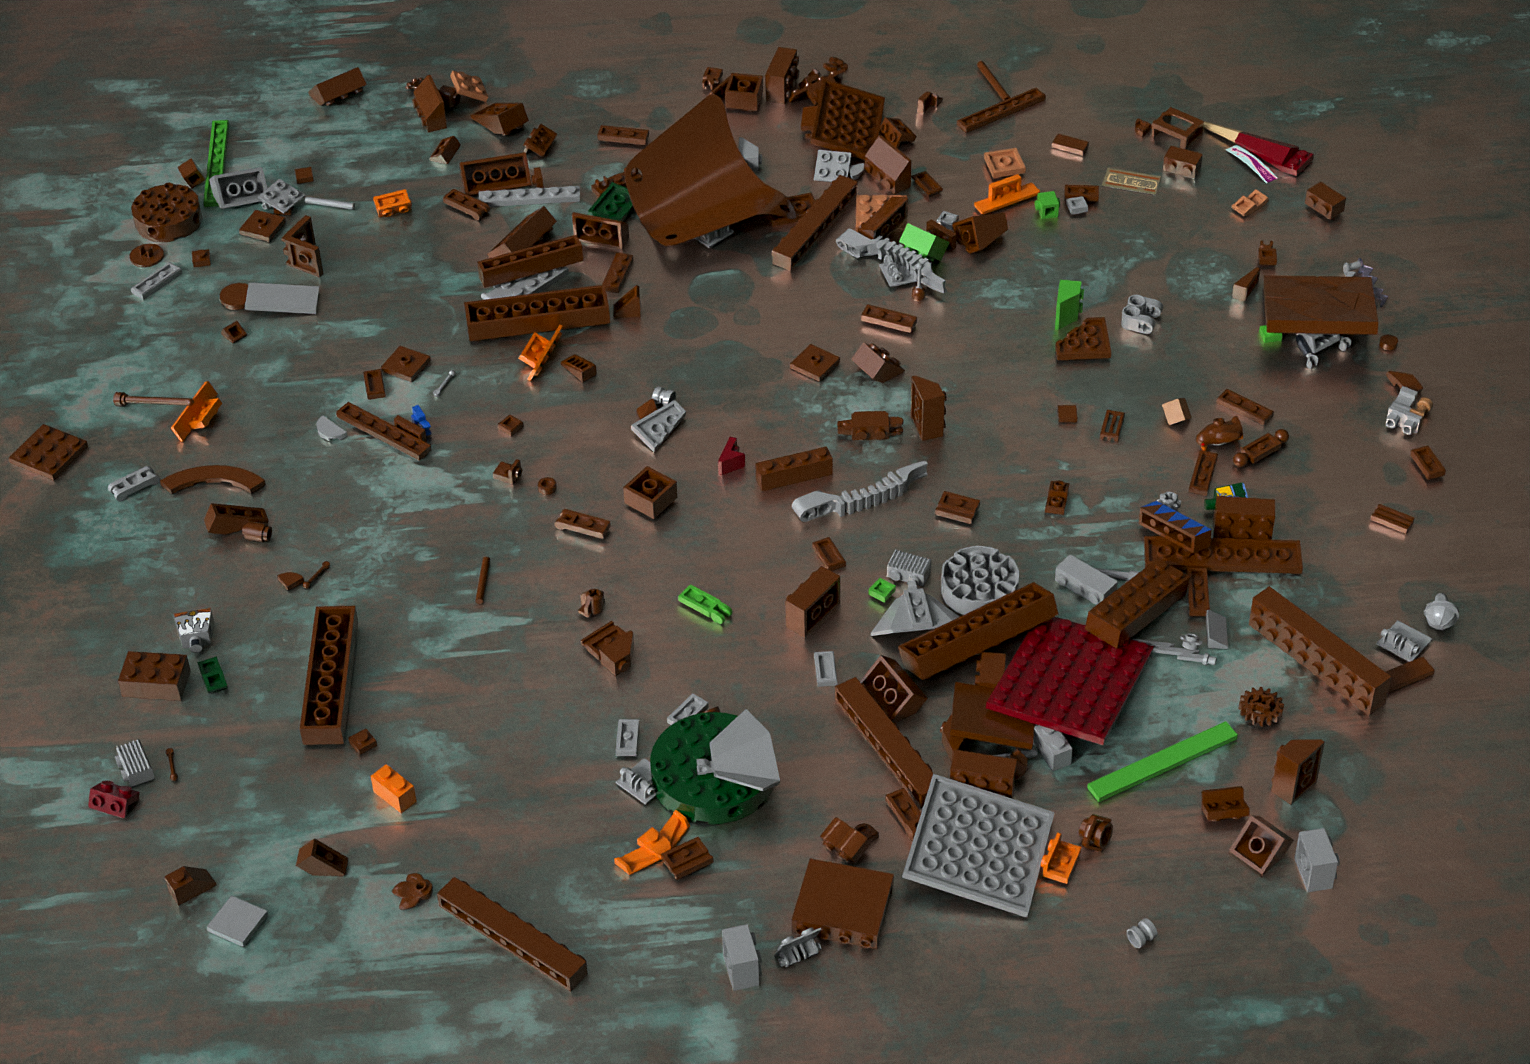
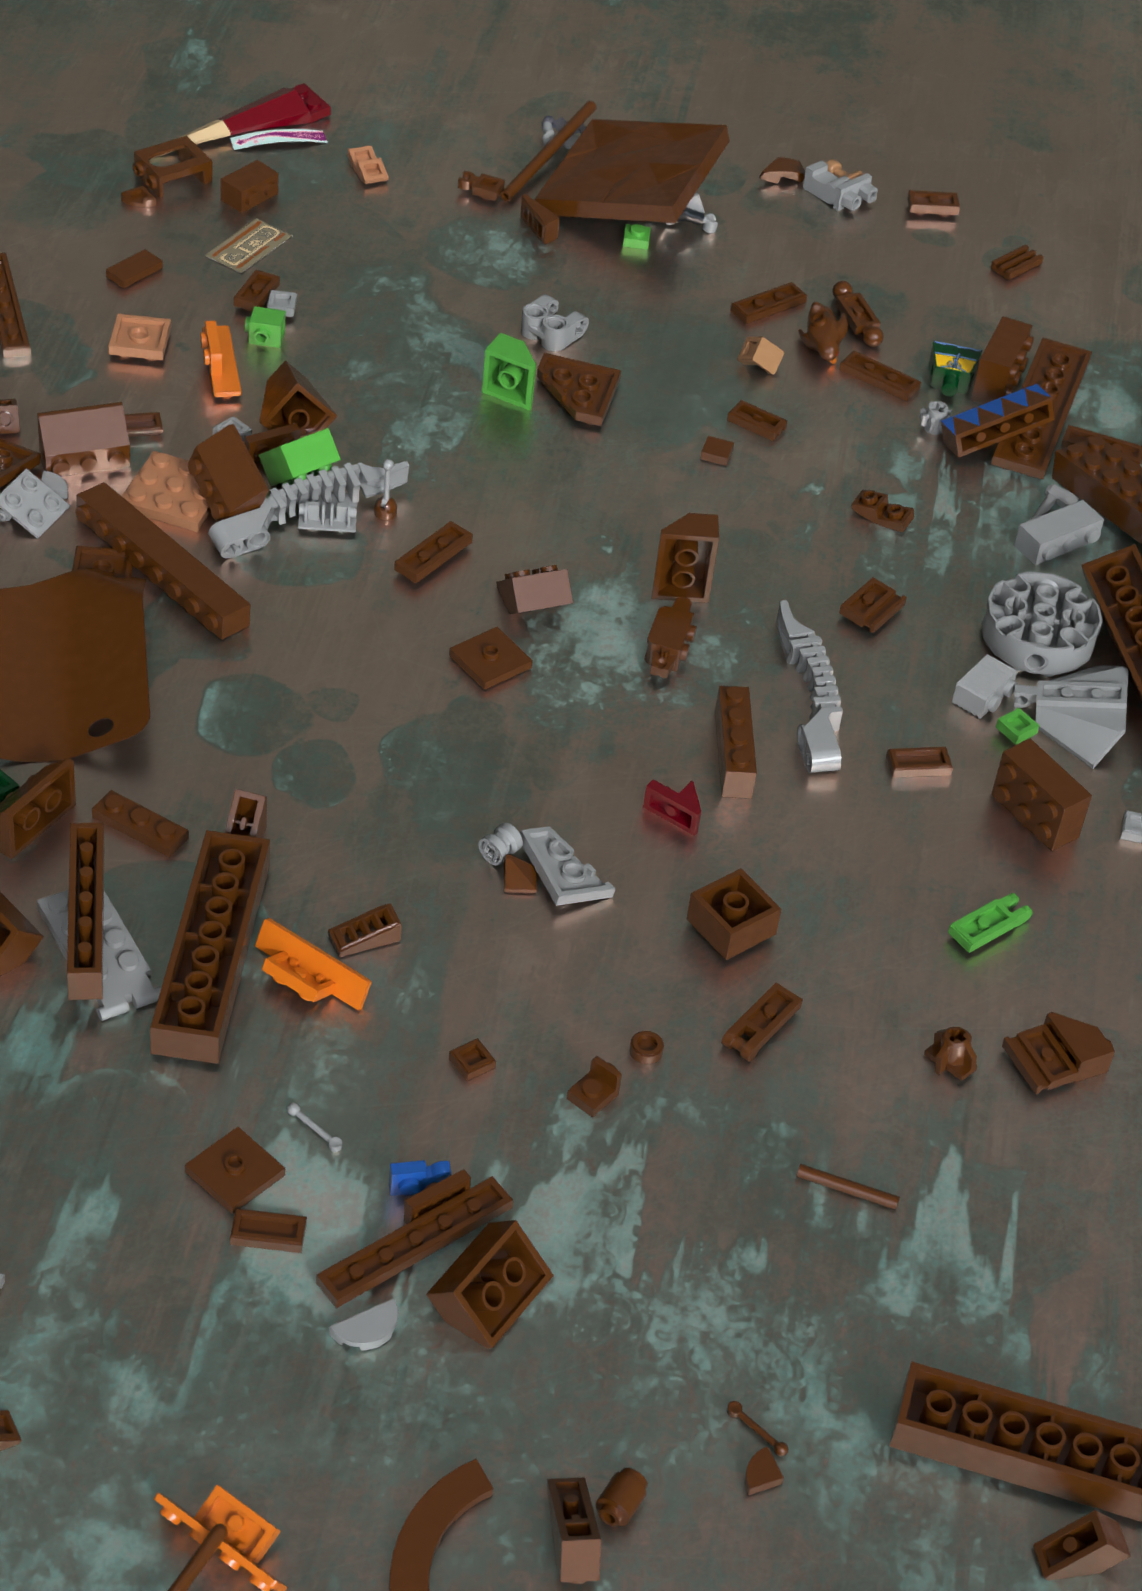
camera: 80 degrees left, 0 degrees up
(278, 703) = (1082, 1548): none -> reddish brown slope
(365, 461) = (490, 1283): none -> reddish brown slope
(1324, 270) = (548, 151): none -> reddish brown piece
(1325, 200) = (411, 104): reddish brown brick -> none

